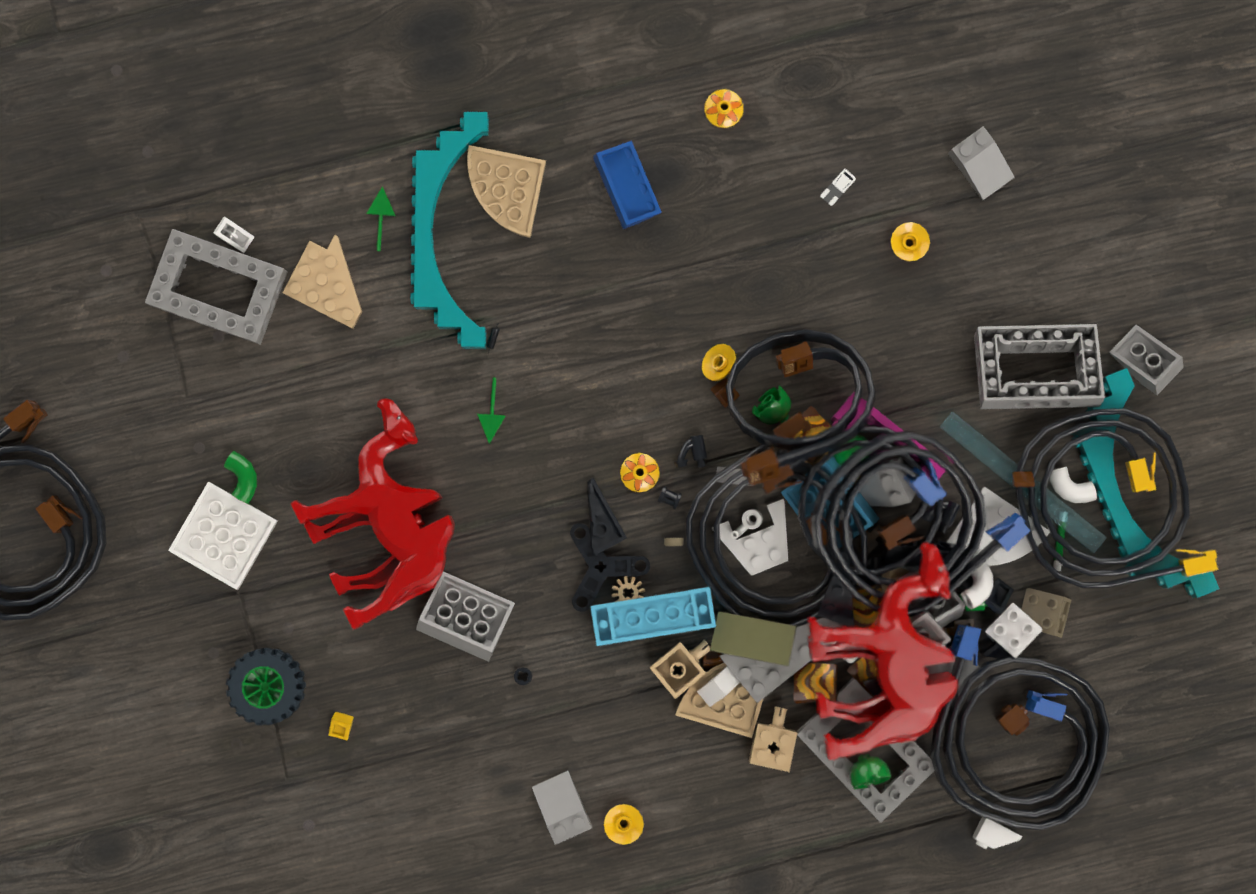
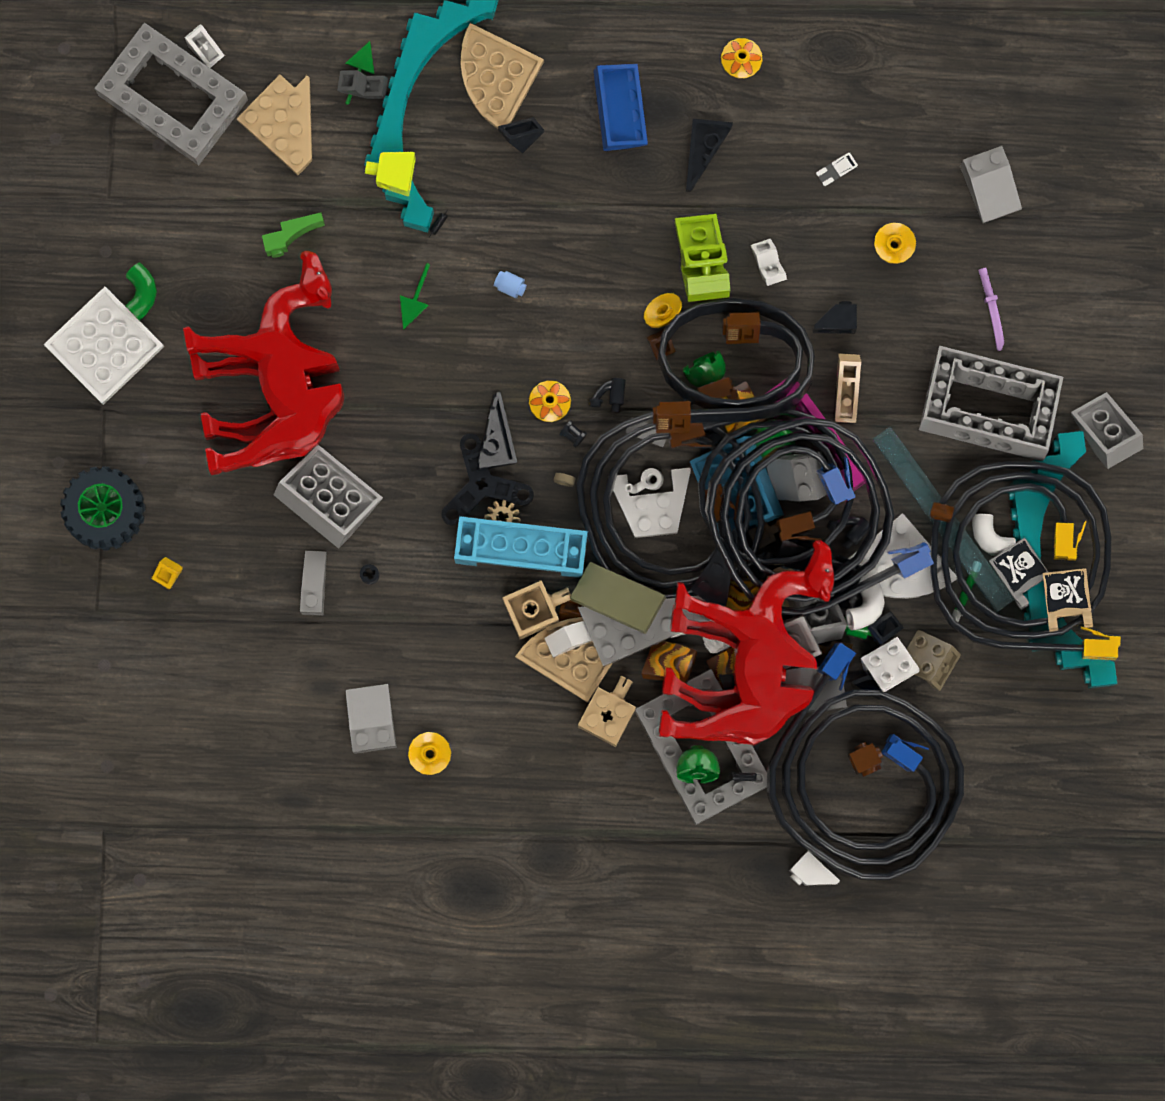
camera: 15 degrees right, 5 degrees down
(353, 397) = (277, 242): none -> bright green slope
(387, 230) = (363, 86): none -> dark grey slope
(439, 304) = (393, 171): none -> neon yellow torso
(475, 699) = (313, 583): none -> light grey slope
(545, 234) = (522, 133): none -> black slope
(574, 376) = (510, 284): none -> light blue brick
(713, 195) = (705, 141): none -> black wing
(741, 304) = (702, 258): none -> lime piece
(801, 291) = (768, 262): none -> white slope
(879, 326) = (838, 320): none -> black slope
(904, 385) = (847, 387): none -> tan slope
(912, 769) = (744, 776): none -> black piece
(1009, 269) = (993, 310): none -> lavender sword
(1107, 511) = (1019, 570): none -> flag
(1157, 525) = (1067, 596): none -> flag

